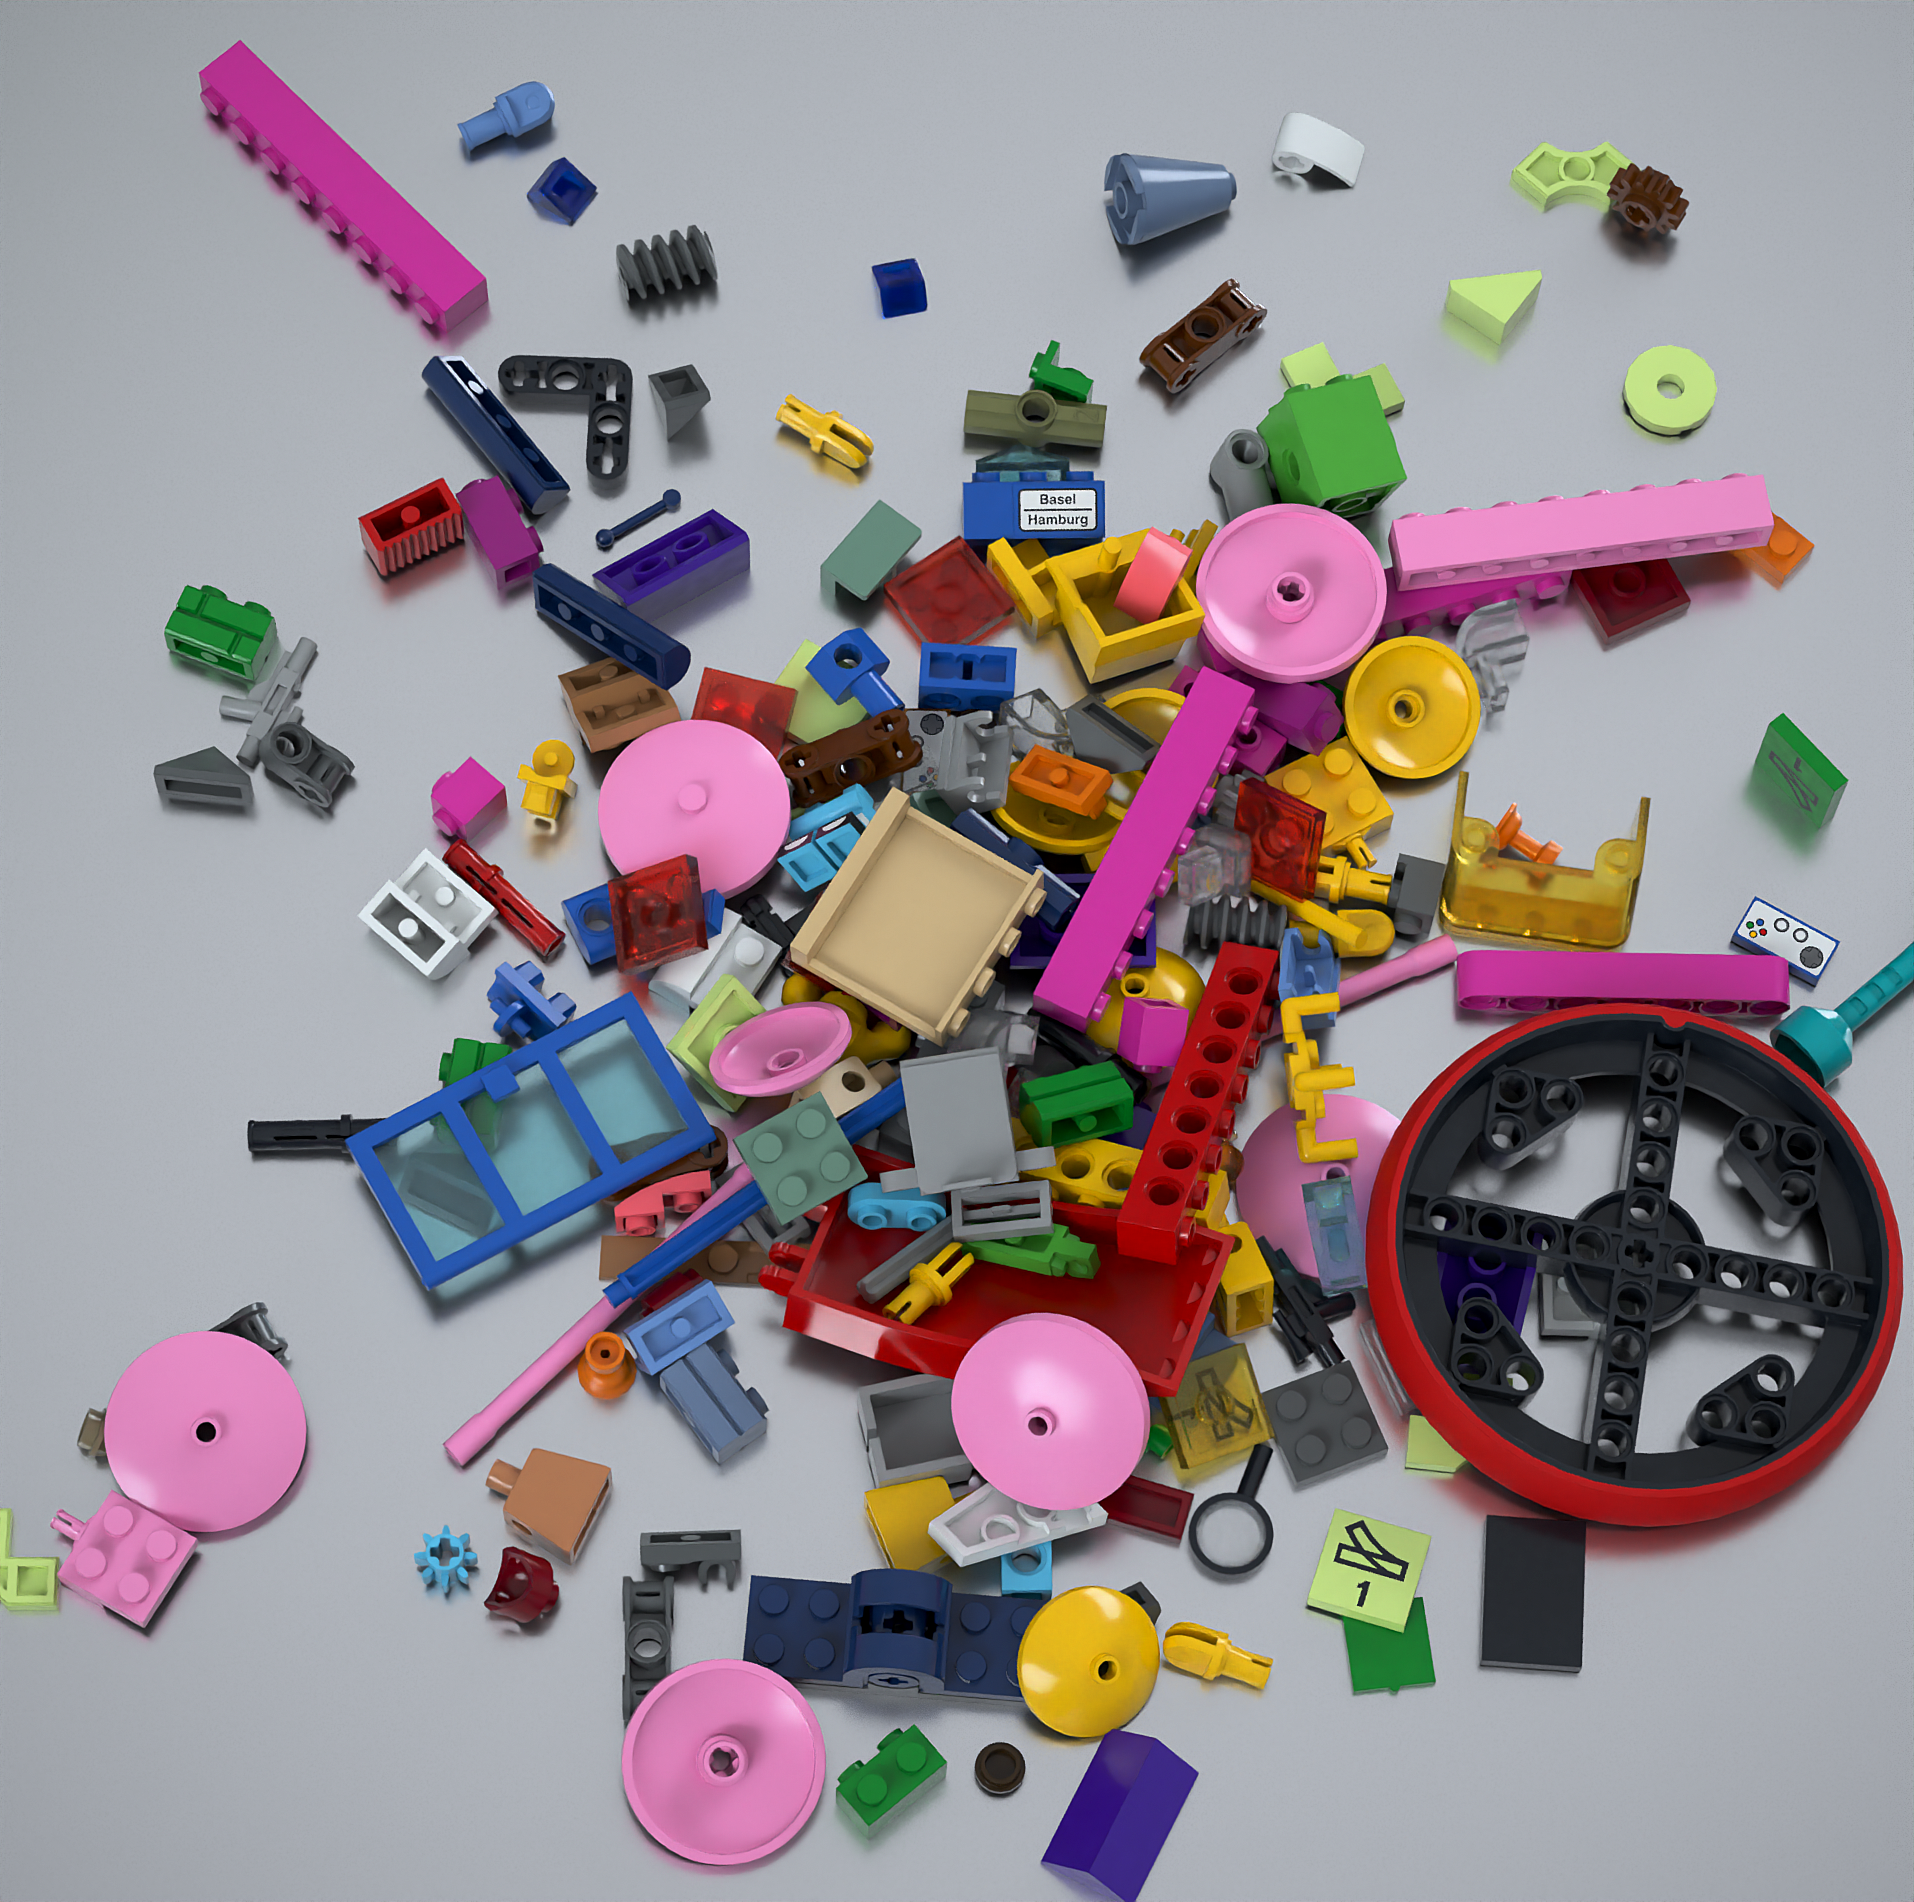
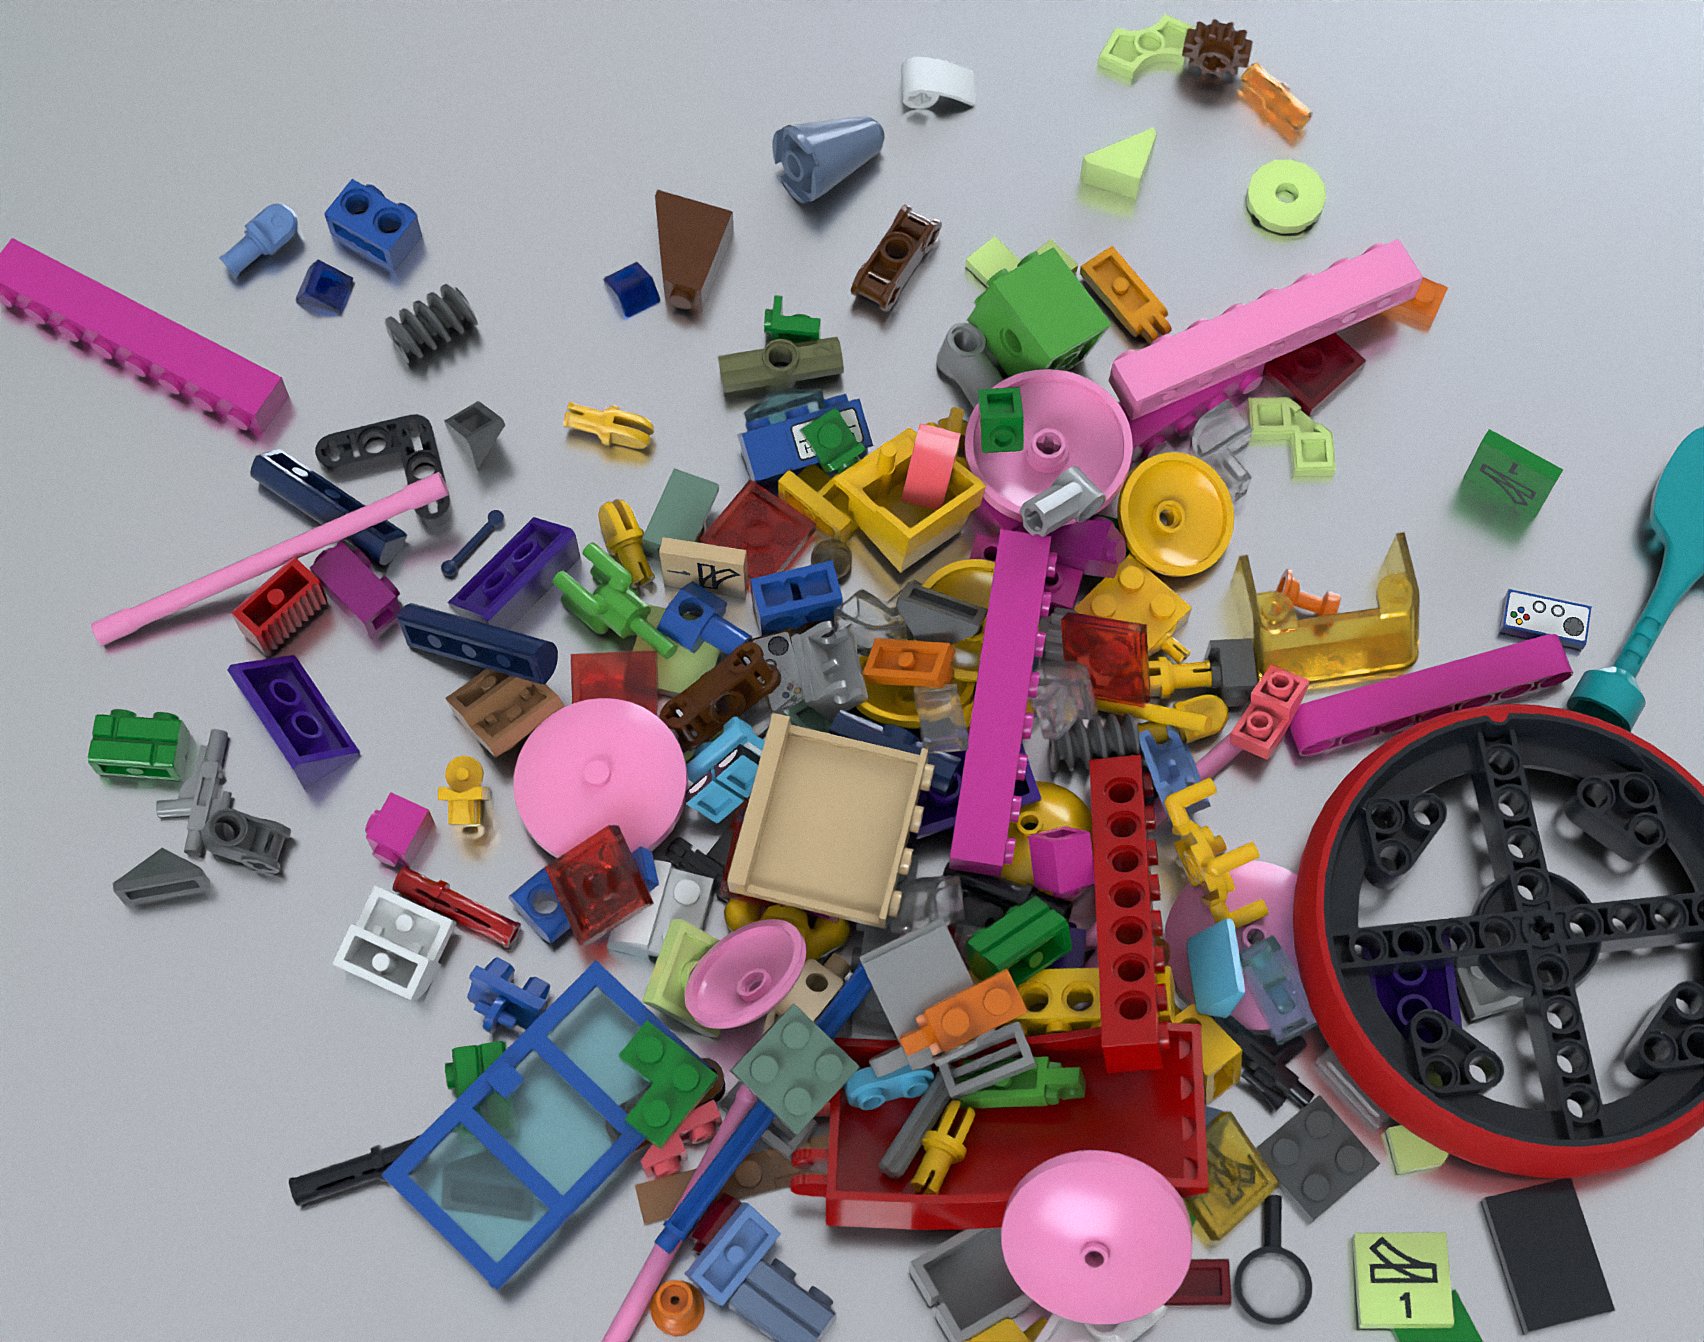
camera: 15 degrees left, 0 degrees up
(249, 495) = (131, 619): none -> bright pink piece
(393, 649) = (294, 716): none -> dark purple slope
(628, 138) = (369, 229): none -> blue brick
(674, 1138) = (676, 1080): none -> green plate
(767, 626) = (612, 603): none -> bright green plant
(802, 563) = (625, 540): none -> yellow arm
(883, 616) = (711, 566): none -> tan tile
(978, 259) = (691, 247): none -> reddish brown slope
(990, 1151) = (965, 1015): none -> orange hinge
(1028, 644) = (833, 550): none -> dark tan plate
(1059, 519) = (832, 441): none -> green bracket
(1073, 847) = (941, 719): none -> clear tile
(1245, 548) = (1001, 420): none -> green bracket
(1277, 1194) = (1216, 969): none -> medium azure slope
(1287, 653) = (1067, 499): none -> light grey piece
(1443, 945) = (1270, 712): none -> coral slope
(1446, 449) = (1126, 294): none -> light orange hinge
(1576, 640) = (1283, 420): none -> yellowish green tile
(1699, 273) = (1276, 96): none -> clear orange pin

